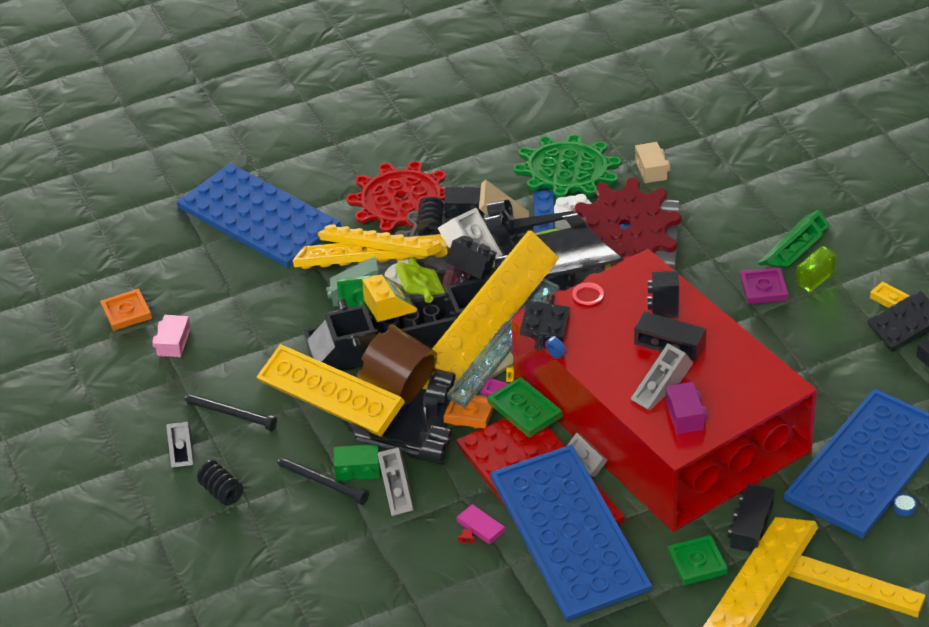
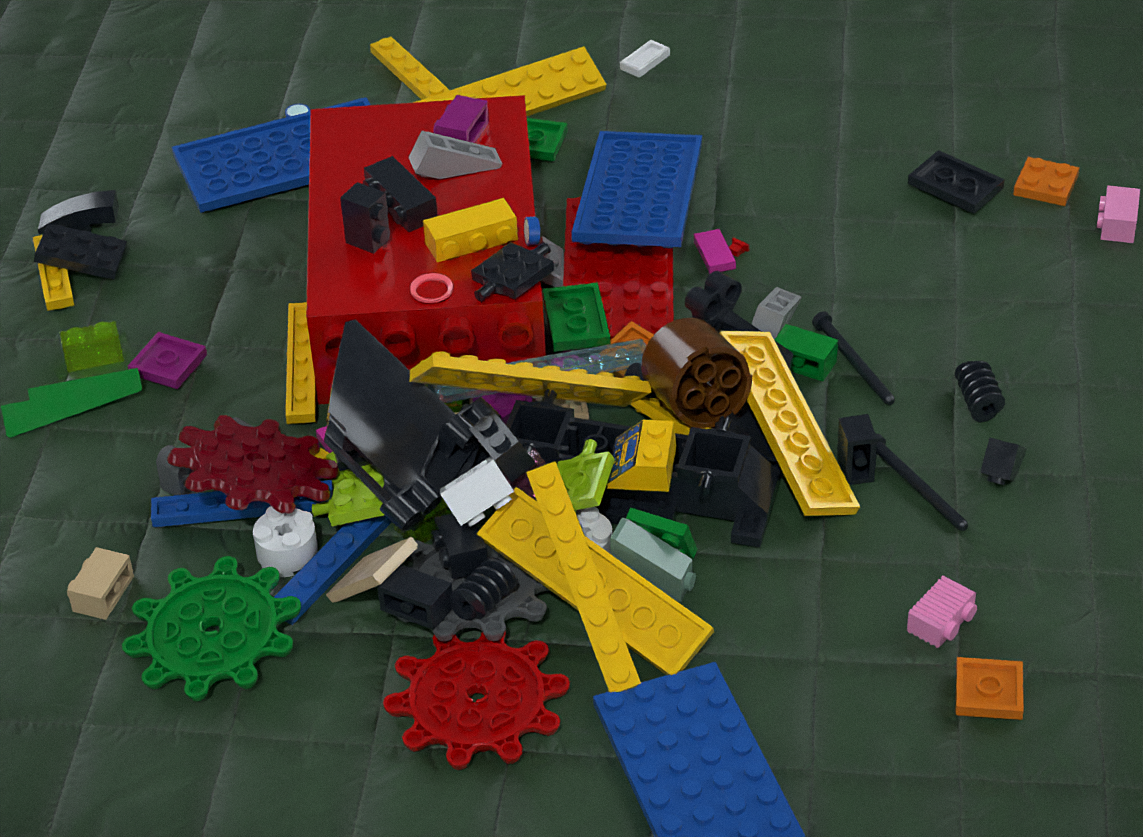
camera: 150 degrees left, 0 degrees up
(274, 394) = (857, 449): none -> black brick
(596, 330) = (470, 230): none -> yellow brick

